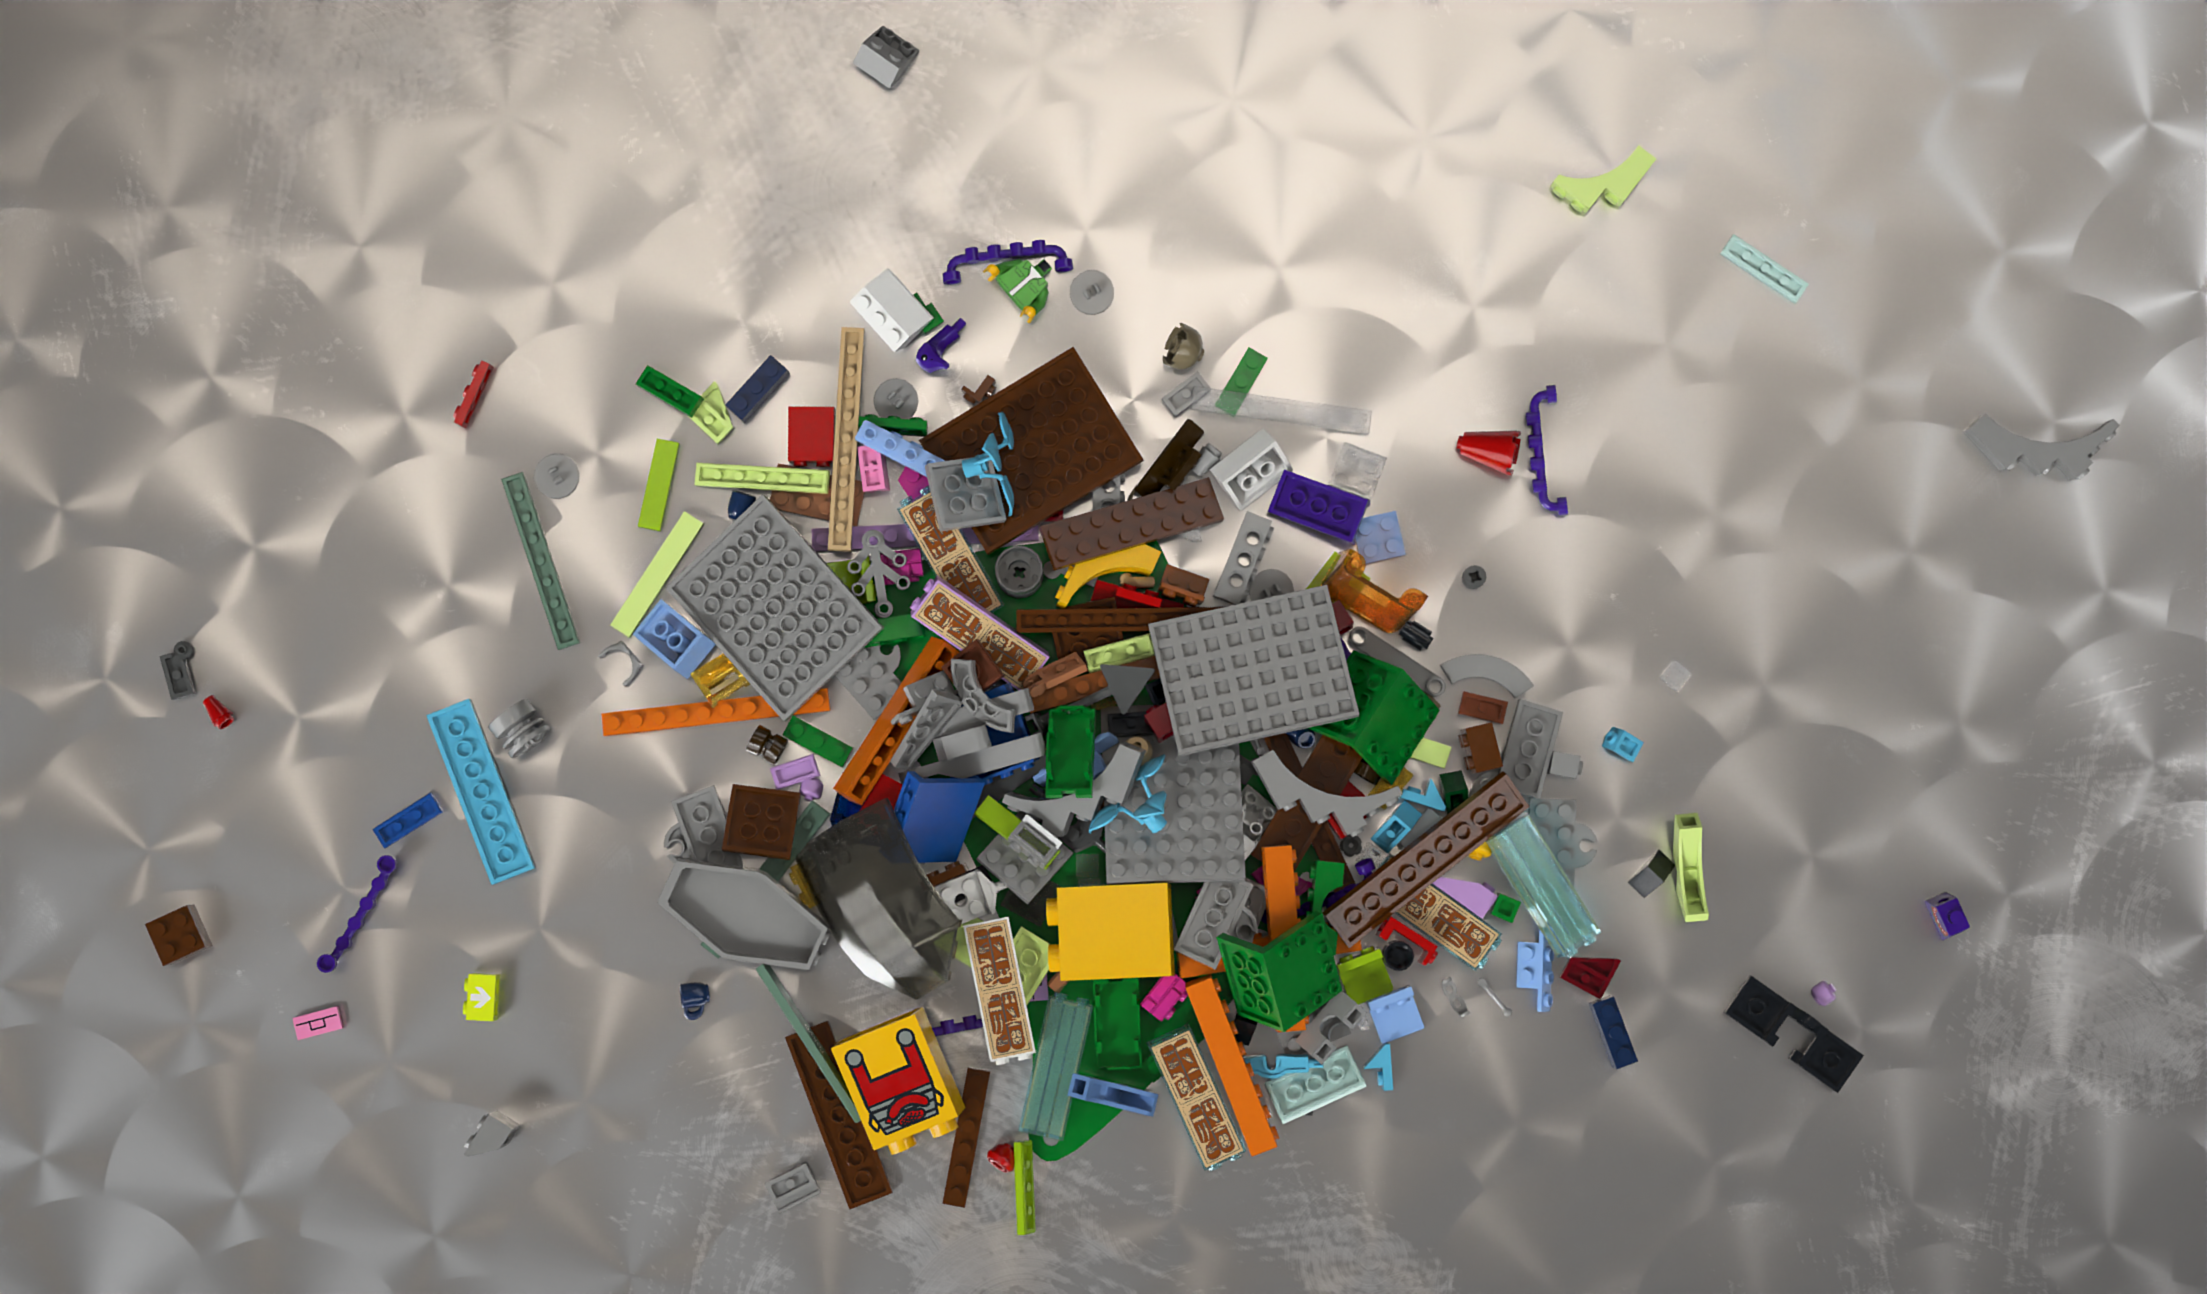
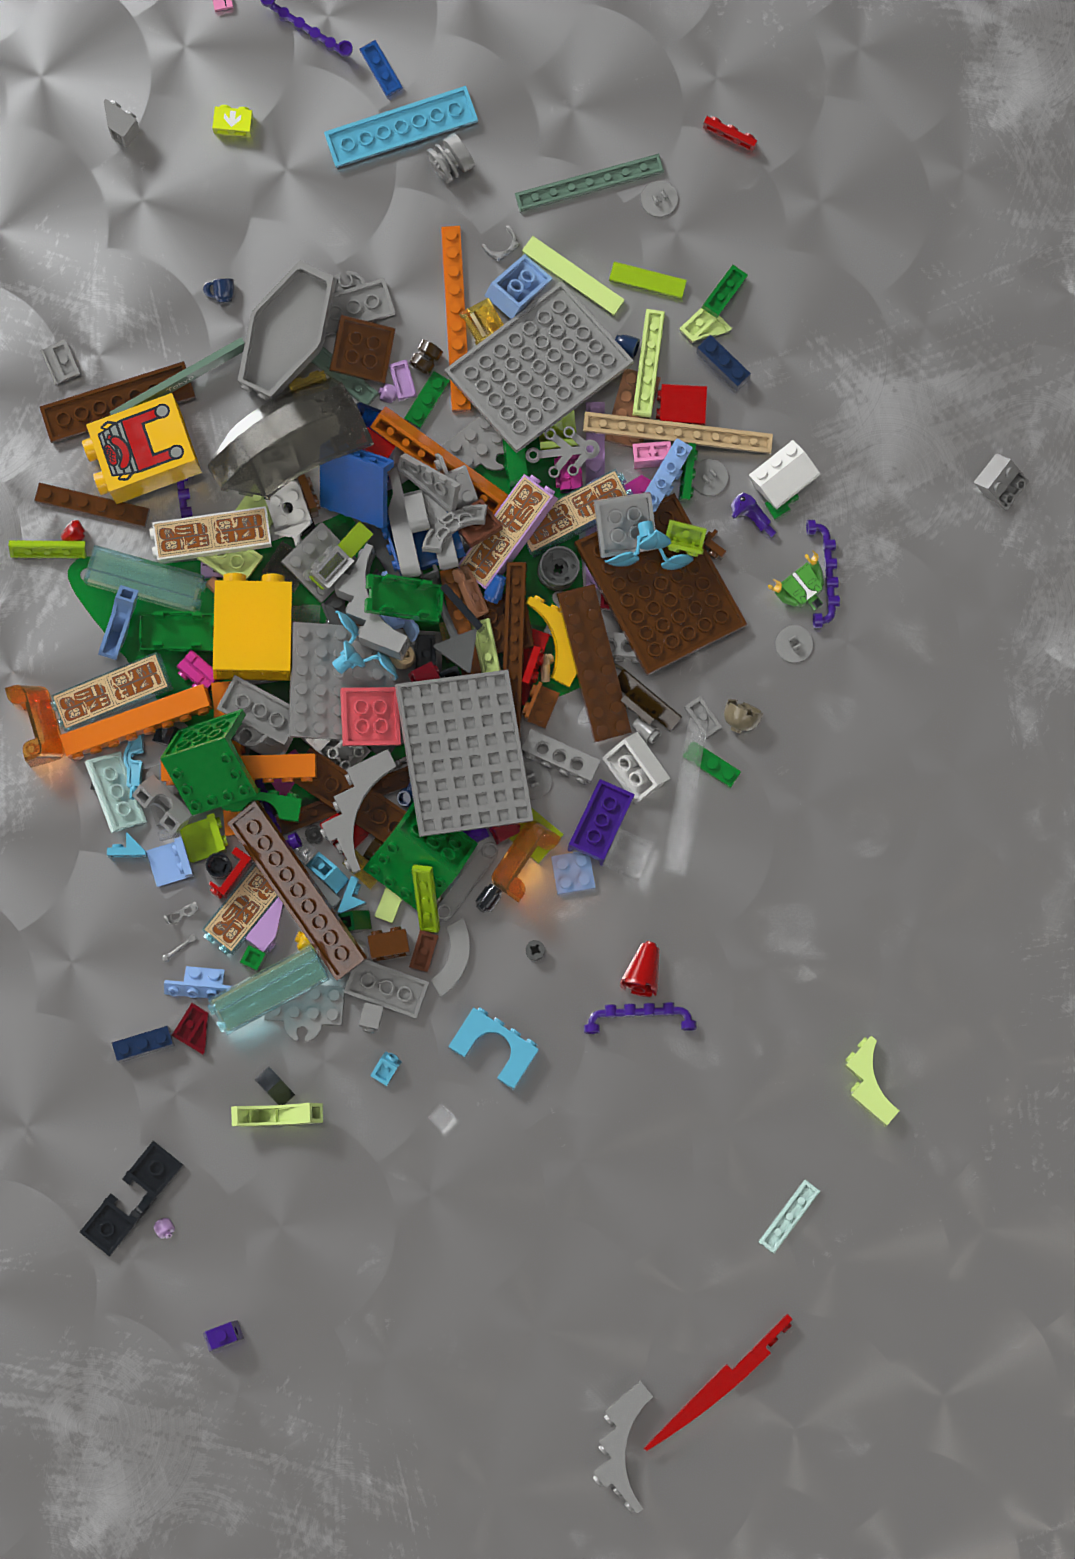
camera: 95 degrees right, 5 degrees down
(976, 422) = (686, 537): none -> lime bracket
(1050, 645) = (495, 589): none -> blue cone
(1080, 678) = (463, 608): none -> black tile
(1214, 784) = (370, 717): none -> coral plate
(1237, 1178) = (47, 742): none -> clear orange windscreen
(1426, 706) = (426, 898): none -> lime tile
(1566, 638) = (479, 1024): none -> medium azure arch
(1964, 338) = (721, 1383): none -> red slope

